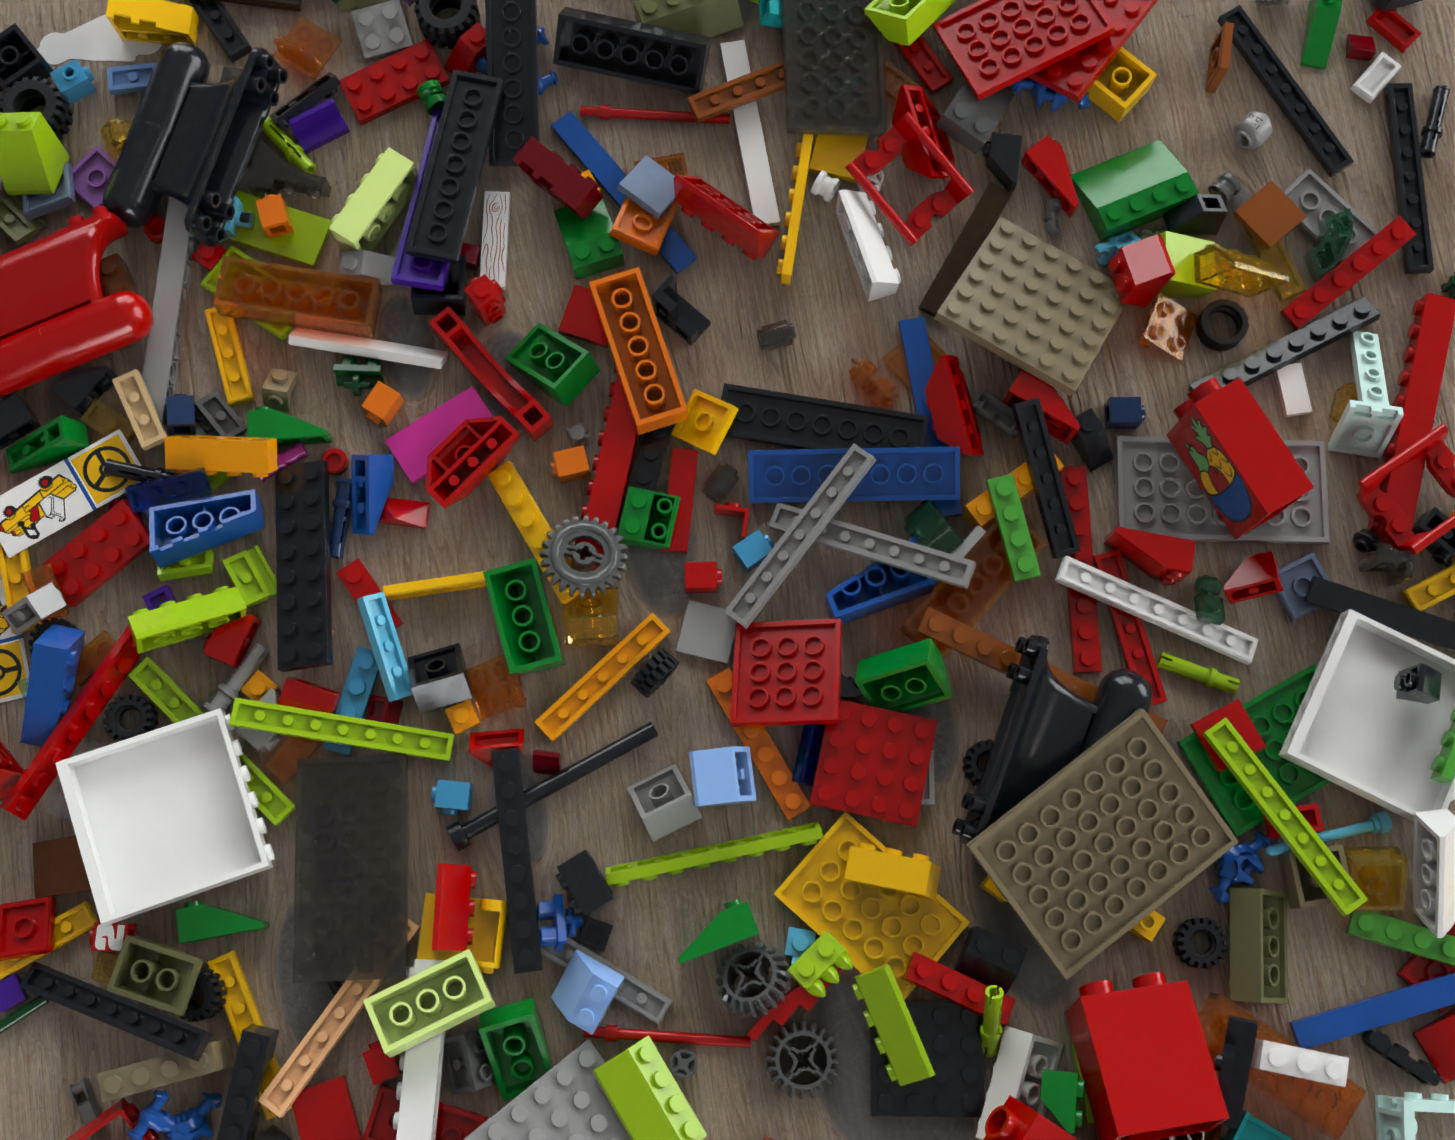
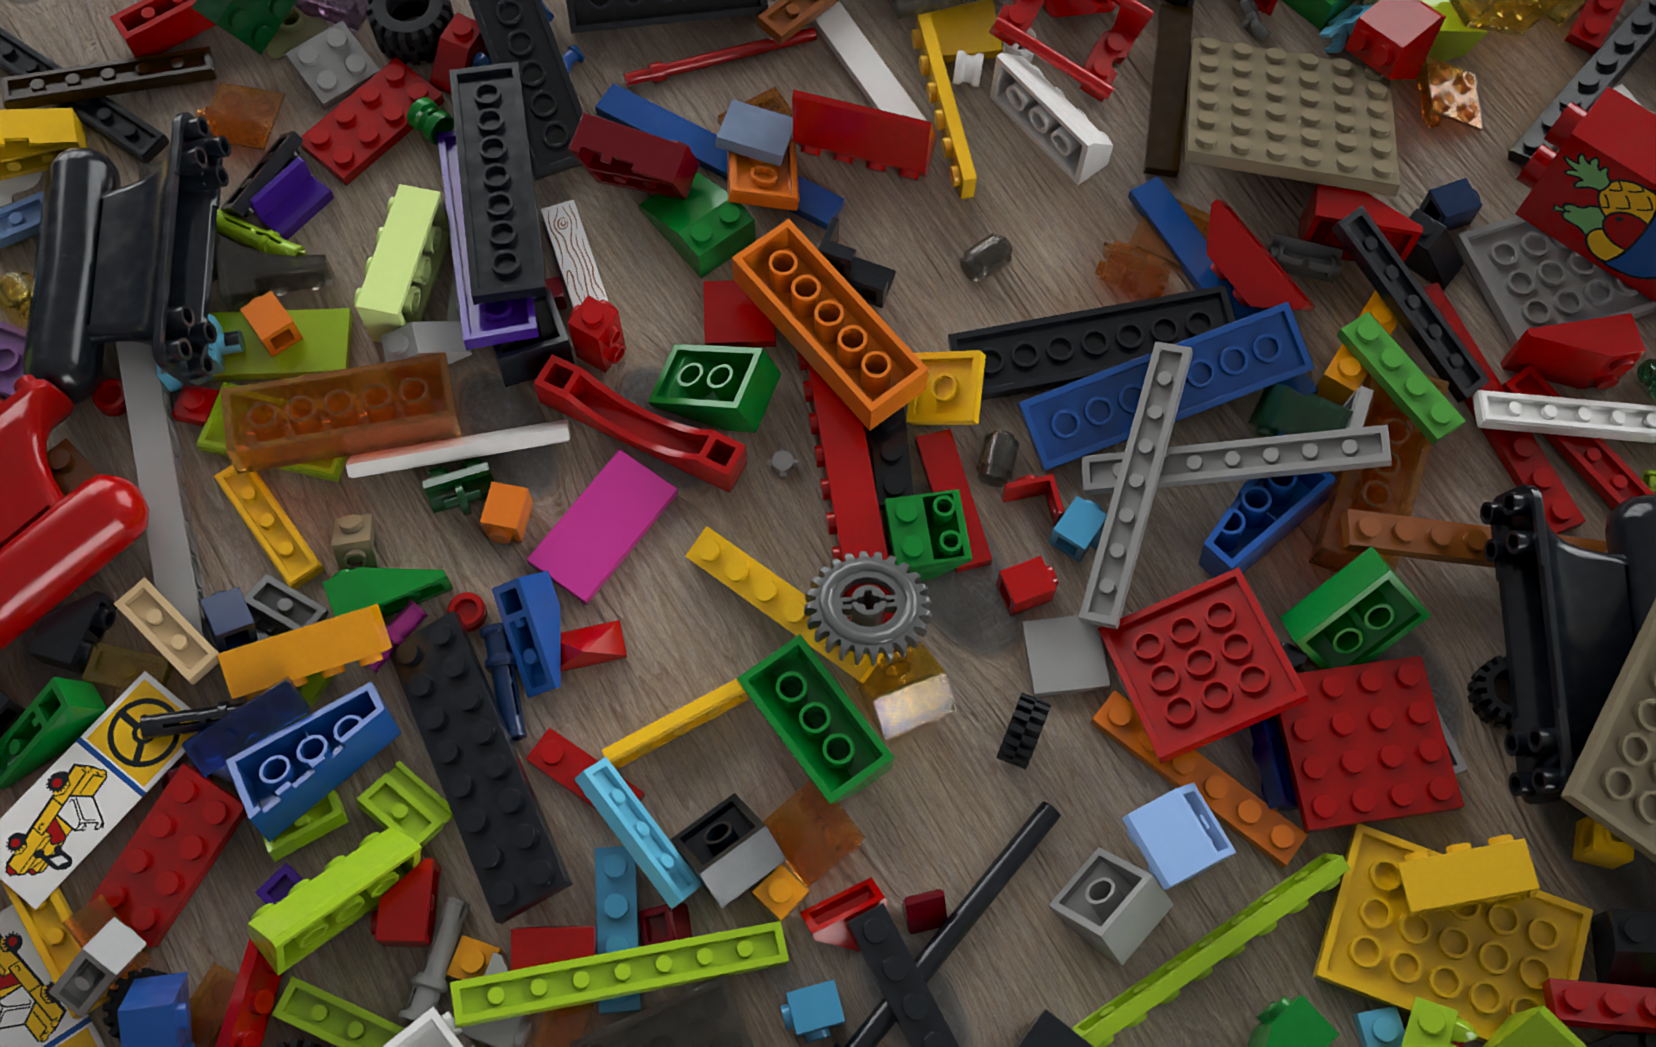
camera: 20 degrees left, 10 degrees down
(468, 457) = (653, 537): red wedge -> none
(570, 464) = (792, 502): orange brick -> none
(602, 677) = (951, 767): light orange plate -> none
(1230, 308) = (1516, 53): black tyre -> none

